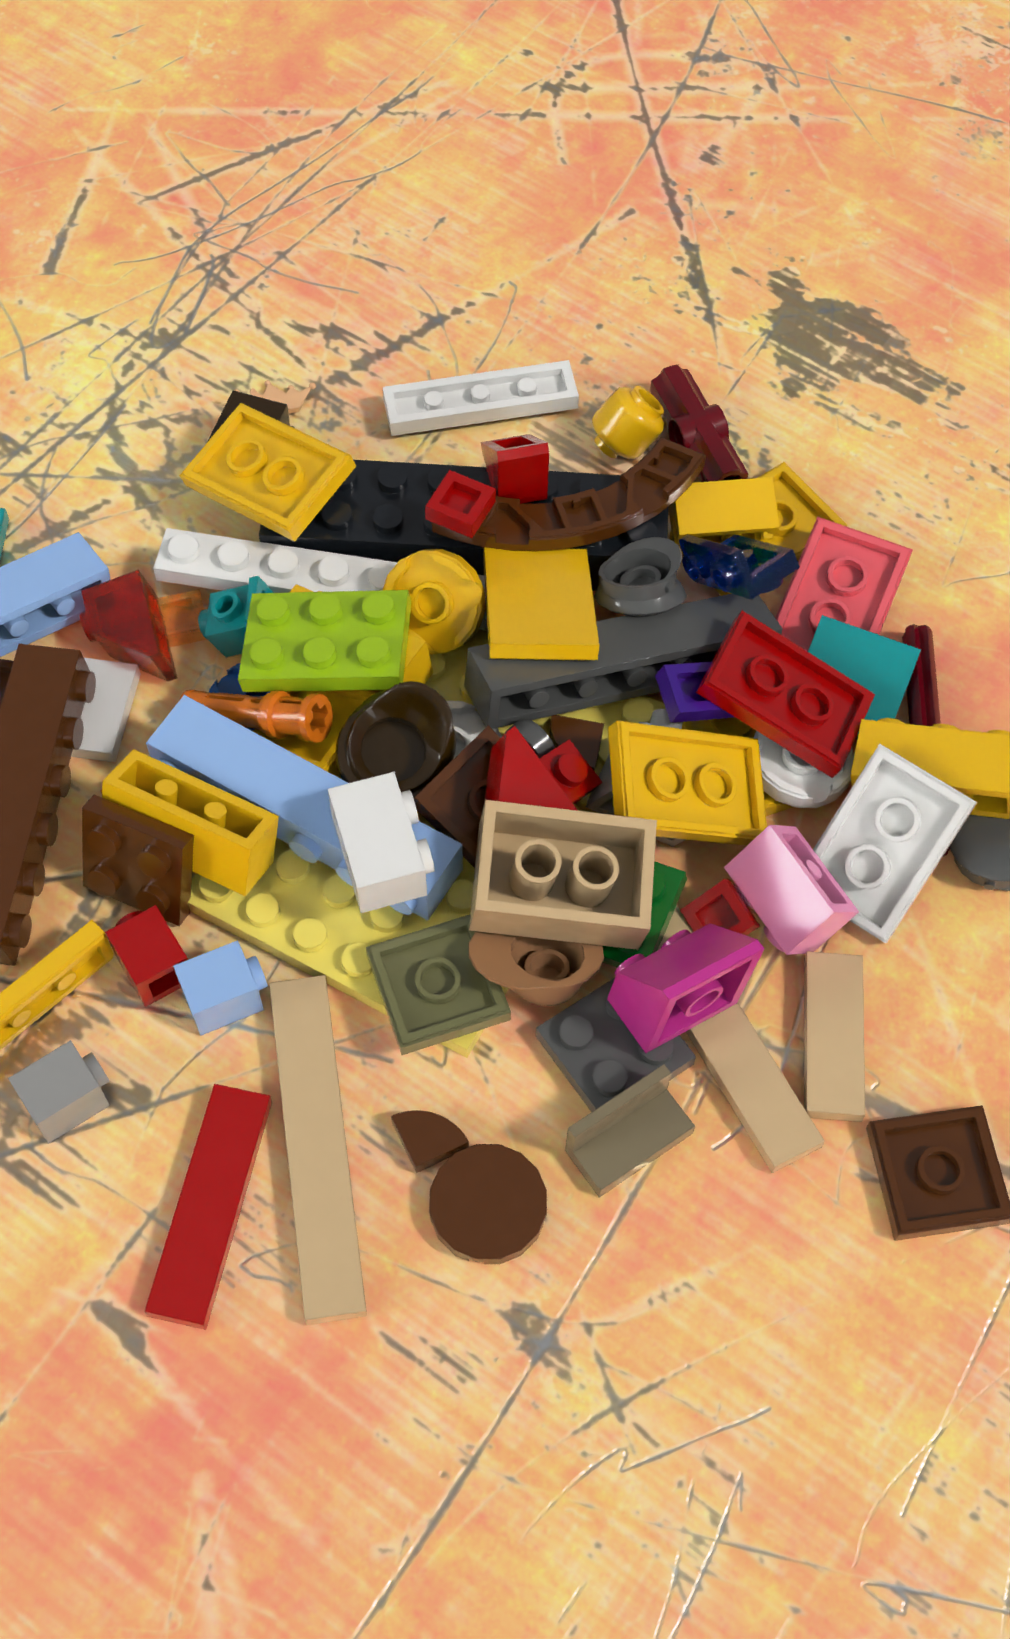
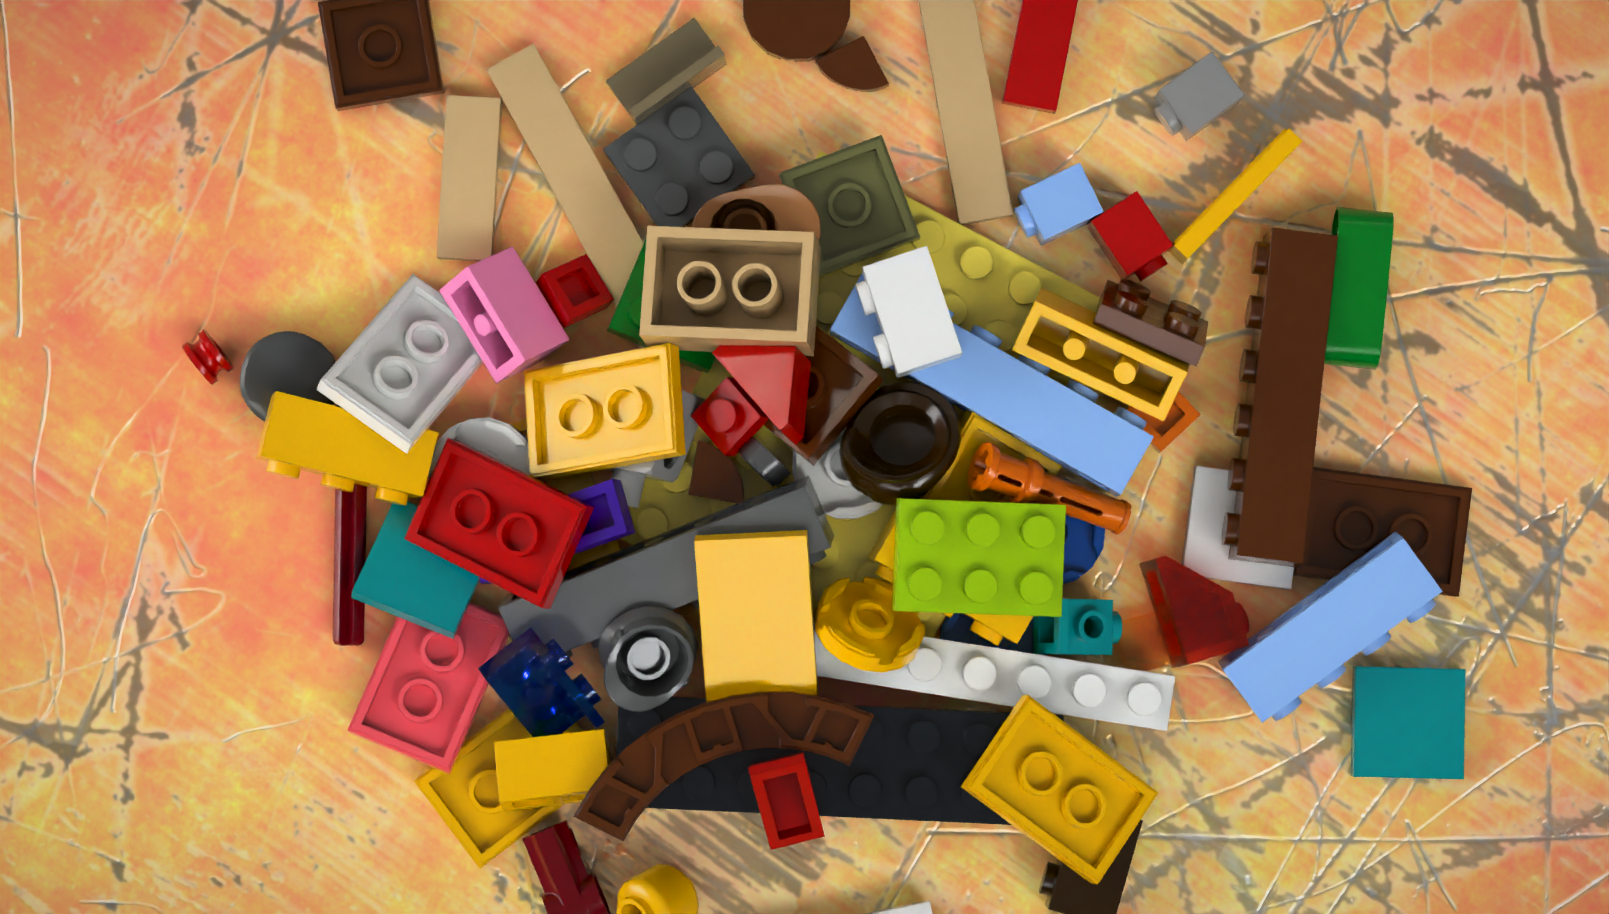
camera: 175 degrees left, 25 degrees up
(460, 504) = (843, 719): red plate -> none
(683, 983) = (616, 199): dark pink slope -> none

